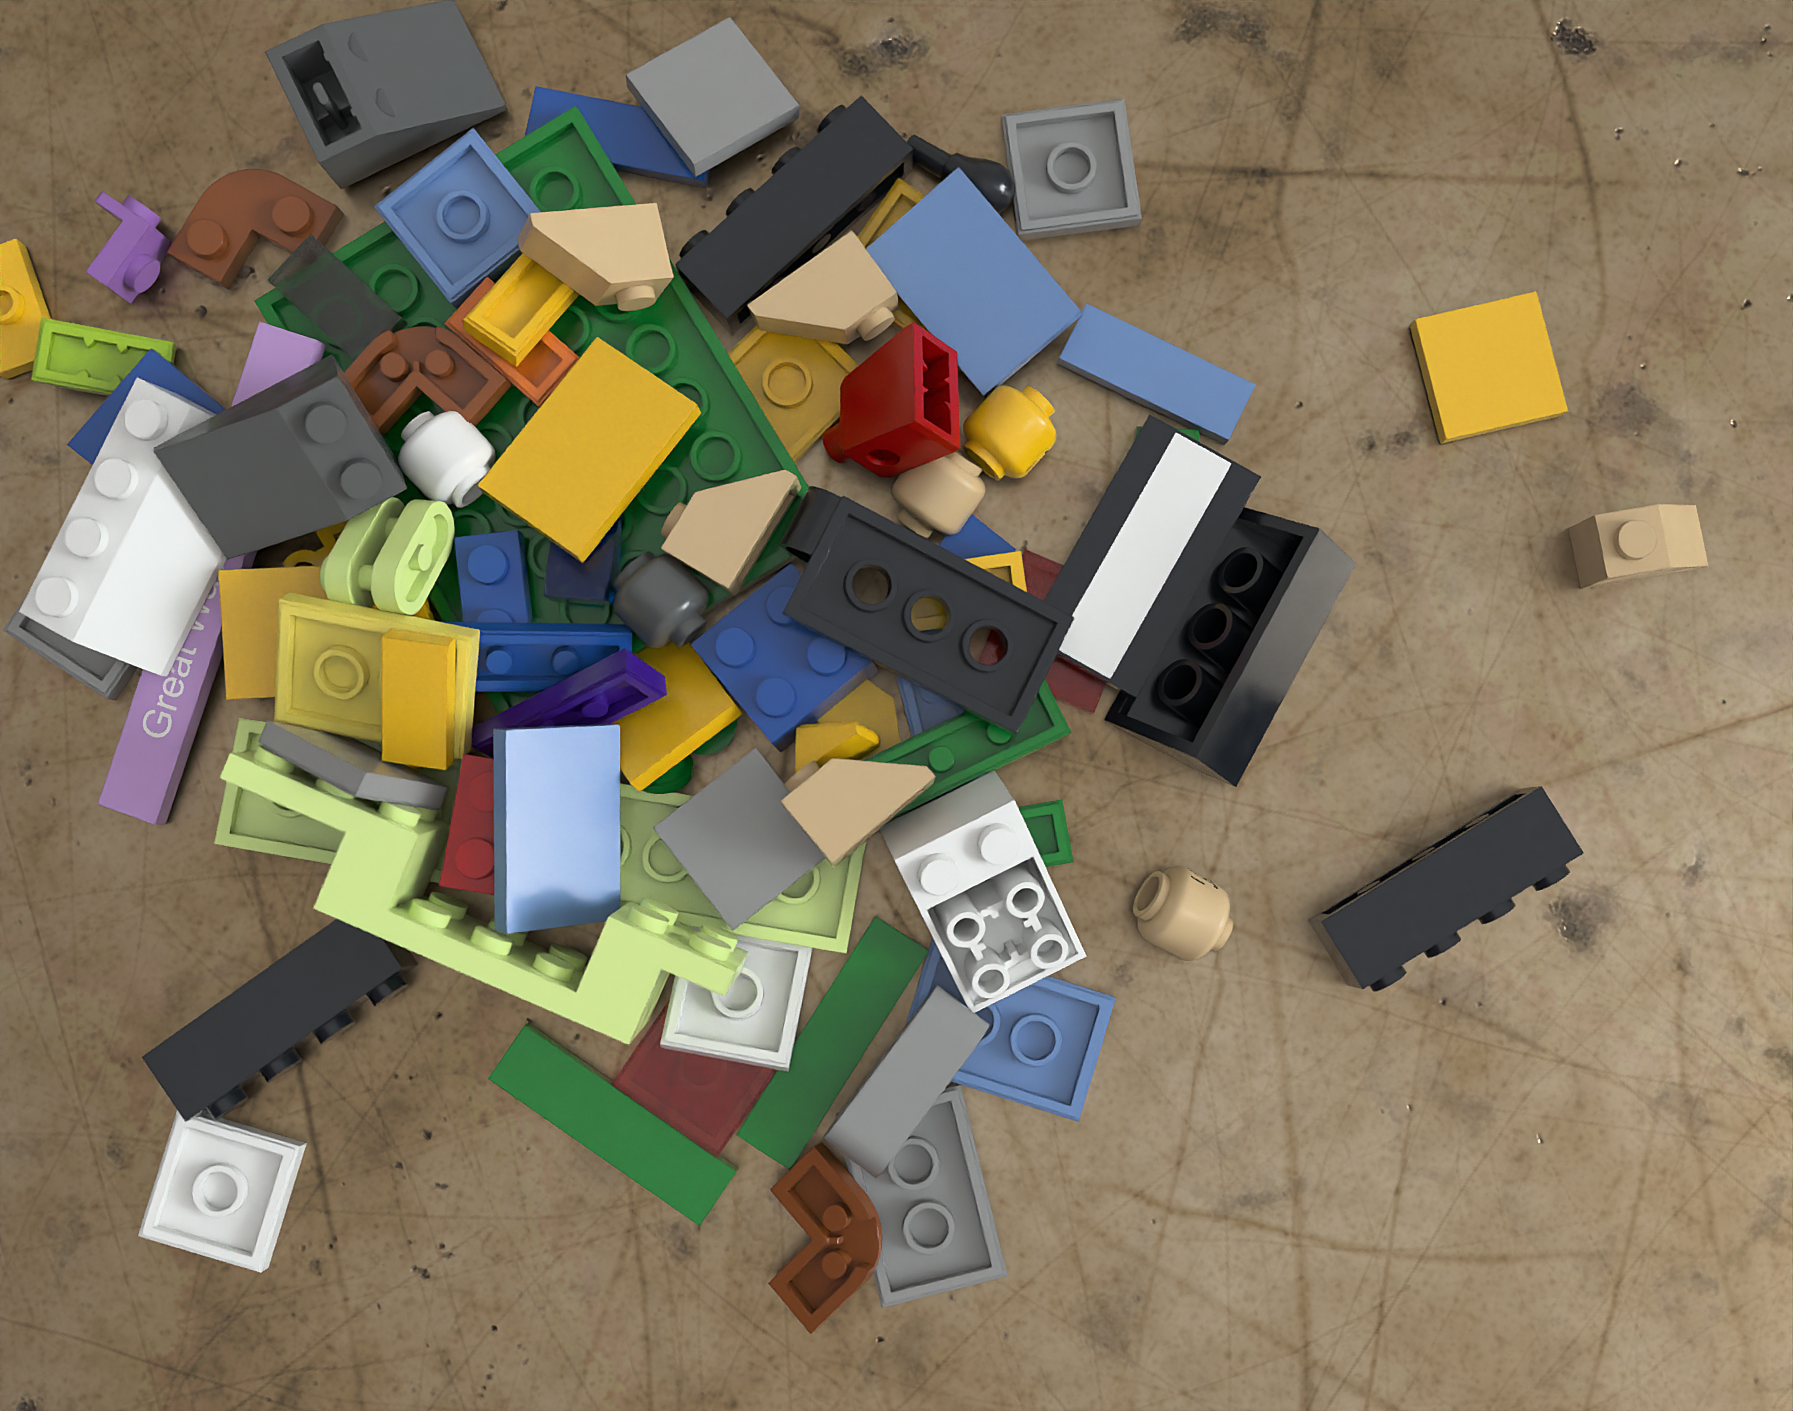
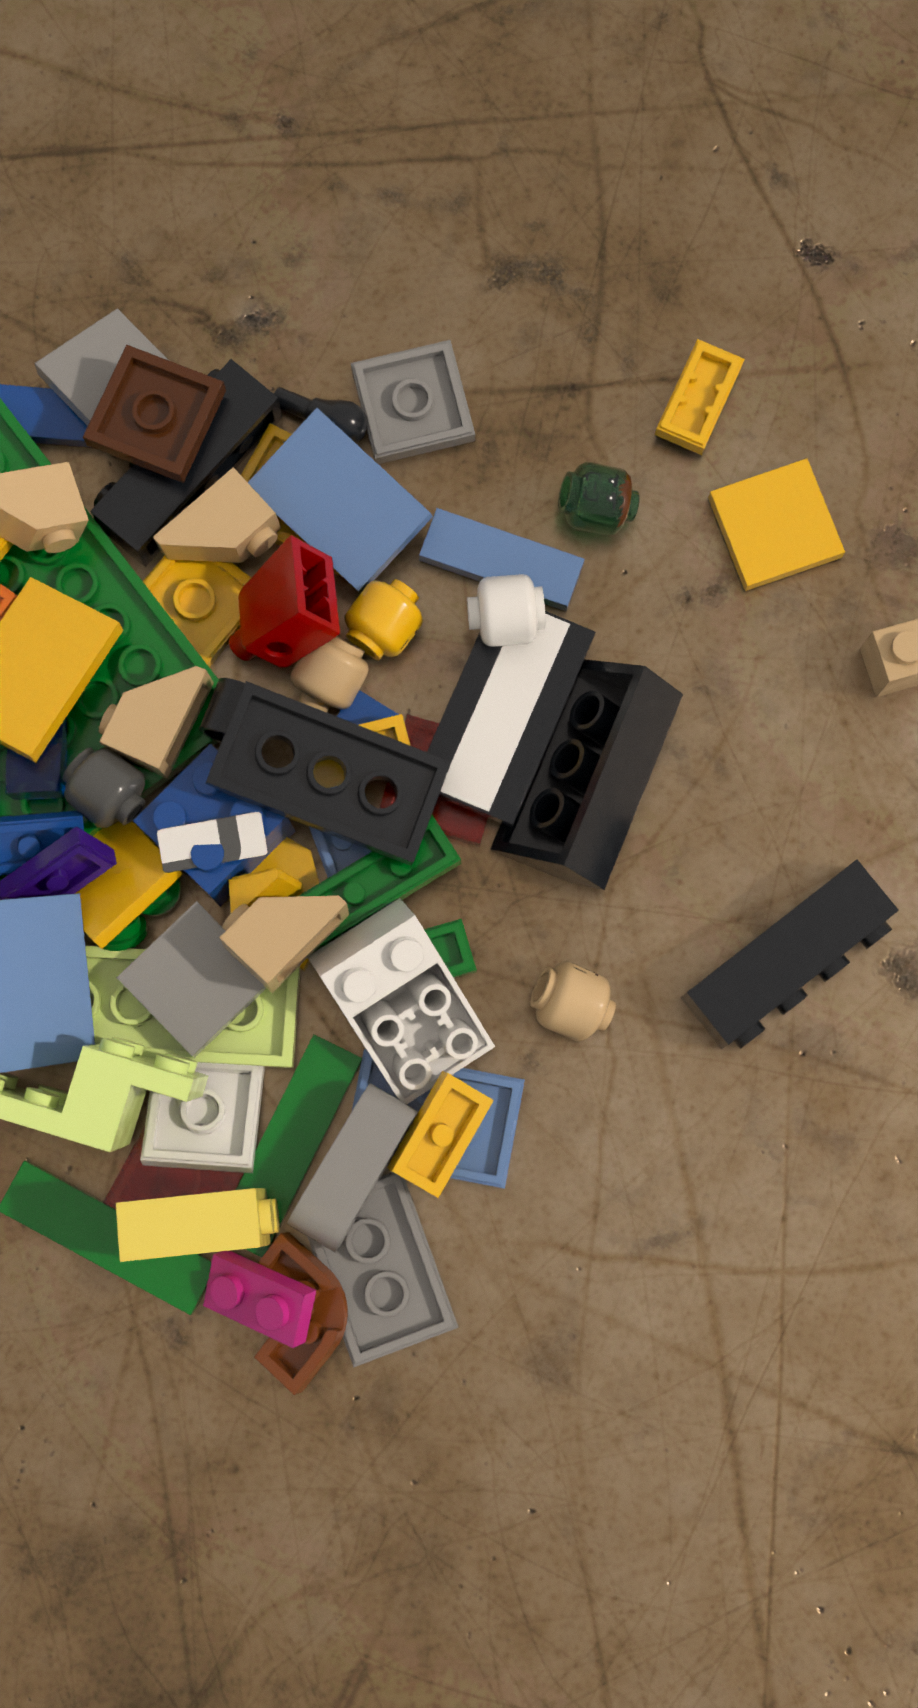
camera: 10 degrees left, 5 degrees down
(718, 1132) = (195, 1224): none -> light yellow brick
(764, 153) = (154, 413): none -> reddish brown plate
(782, 1219) = (259, 1298): none -> dark pink plate
(815, 680) = (239, 835): none -> white sticker
(1012, 1054) = (440, 1134): none -> yellow plate
(1160, 441) = (507, 610): none -> white head
(1280, 313) = (598, 498): none -> clear green head
(1415, 201) = (699, 397): none -> yellow plate

